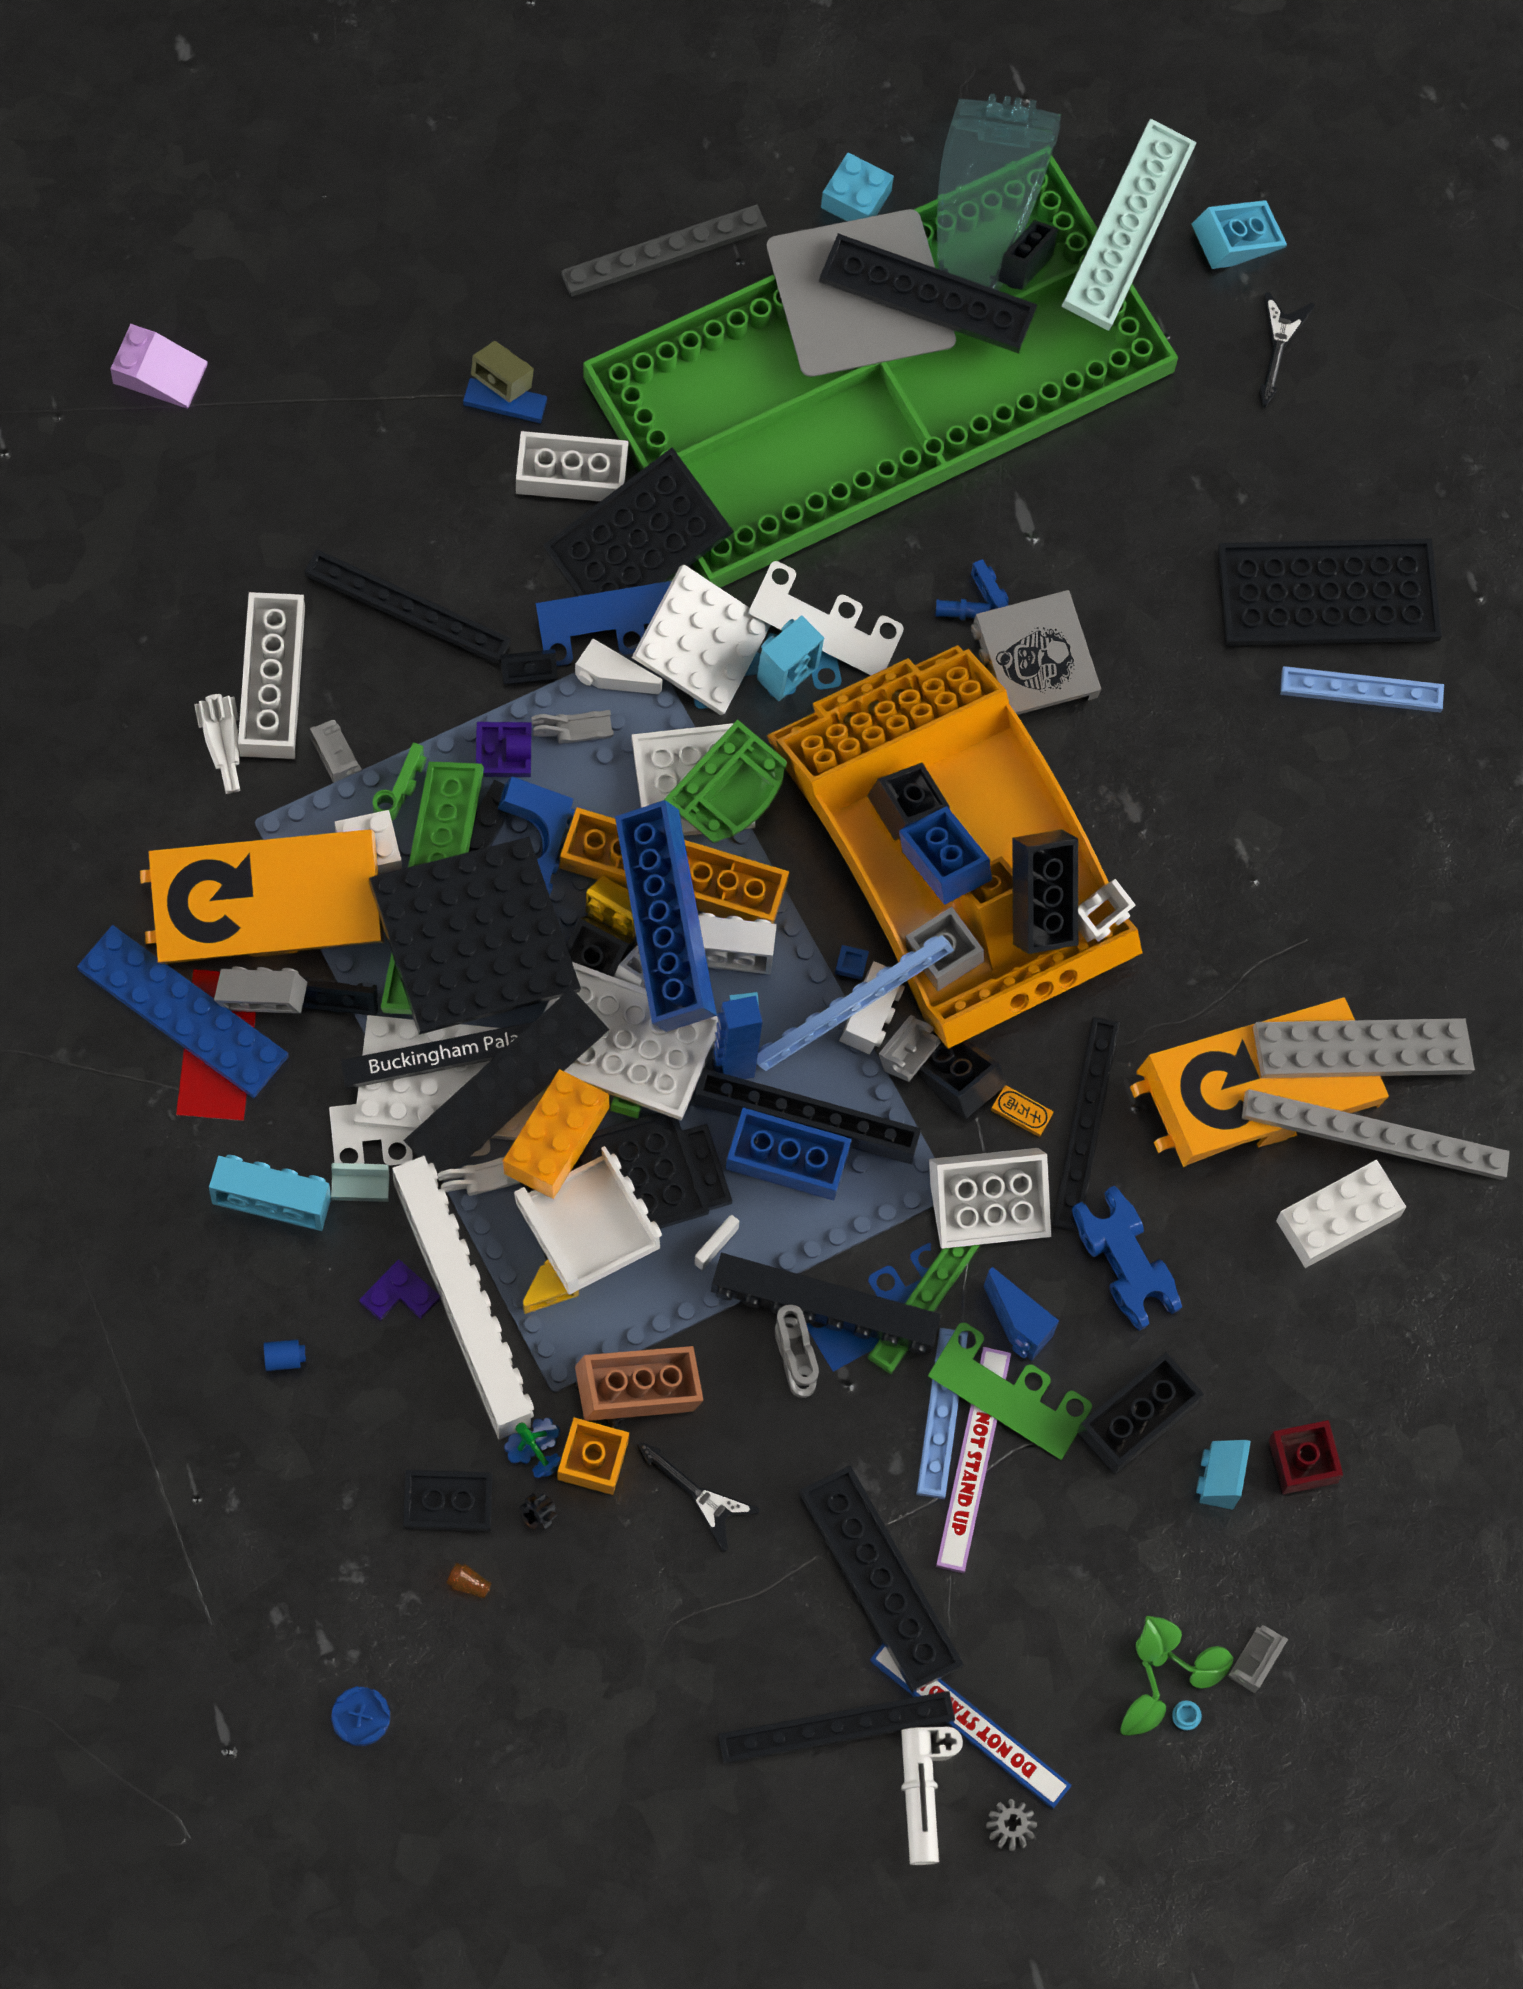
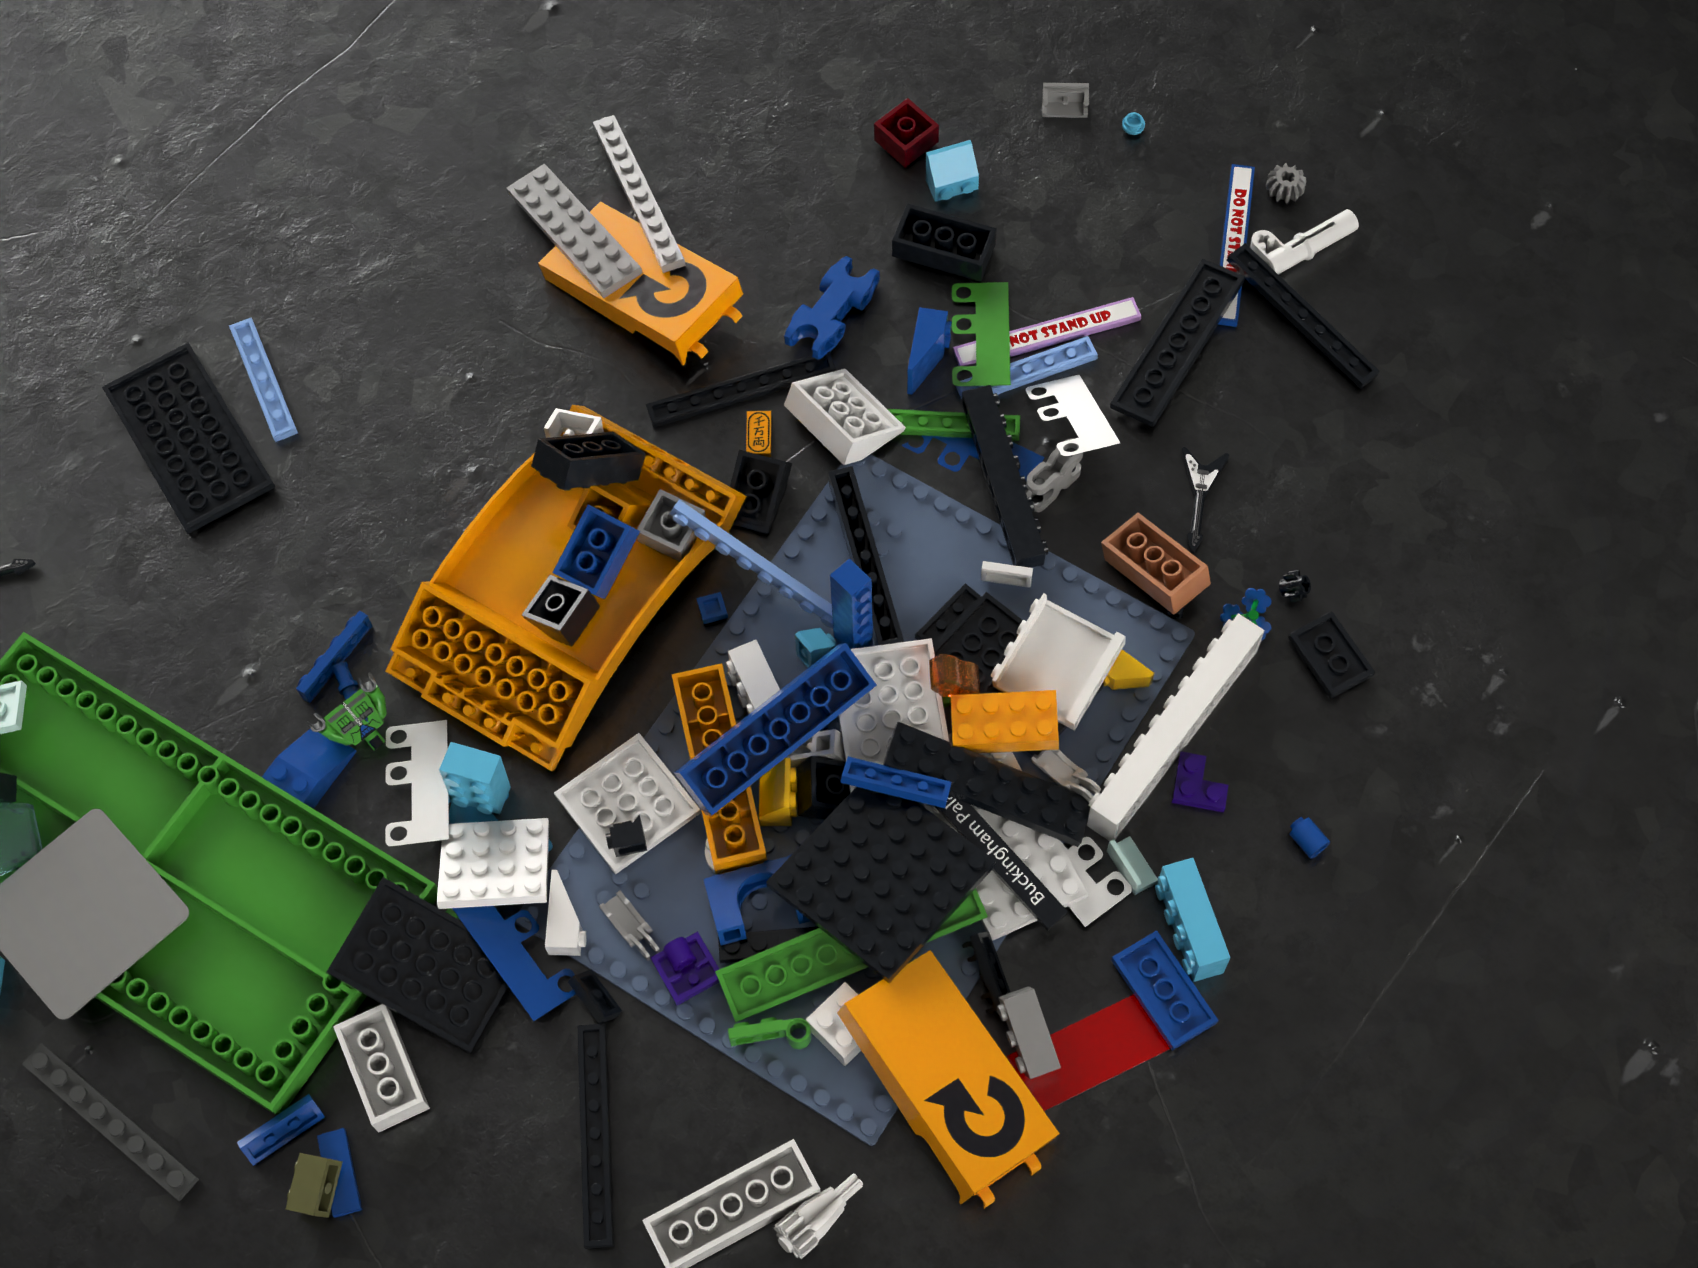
camera: 110 degrees left, 5 degrees down
(183, 1011) = (1080, 1100): blue plate -> none
(243, 1132) = (1164, 990): none -> blue plate
(334, 750) = (770, 1113): light grey hinge -> none
(360, 1716) = (1527, 625): blue tile -> none
(468, 1581) = (1379, 608): clear orange cone -> none
(548, 990) = (896, 782): none -> blue plate
(569, 370) = (280, 1129): none -> blue plate
(593, 1456) = (1230, 568): light orange brick -> none
(627, 1113) = (953, 676): none -> clear orange brick
(652, 755) = (627, 838): none -> black window
(729, 784) = (620, 761): bright green slope -> none
(788, 1154) = (906, 558): blue brick -> none
(850, 1418) = (1082, 412): none -> white piece
(865, 1027) = (727, 576): white brick -> none
(900, 540) = (309, 767): none -> blue slope
(909, 1048) = (761, 526): light grey hinge -> none
(920, 592) = (355, 717): none -> torso
(928, 293) = (56, 853): black plate -> none
(1037, 652) = (359, 607): light grey panel -> none
(1154, 1648) = (1107, 155): bright green plant -> none
(1341, 1213) = (709, 195): white brick -> none

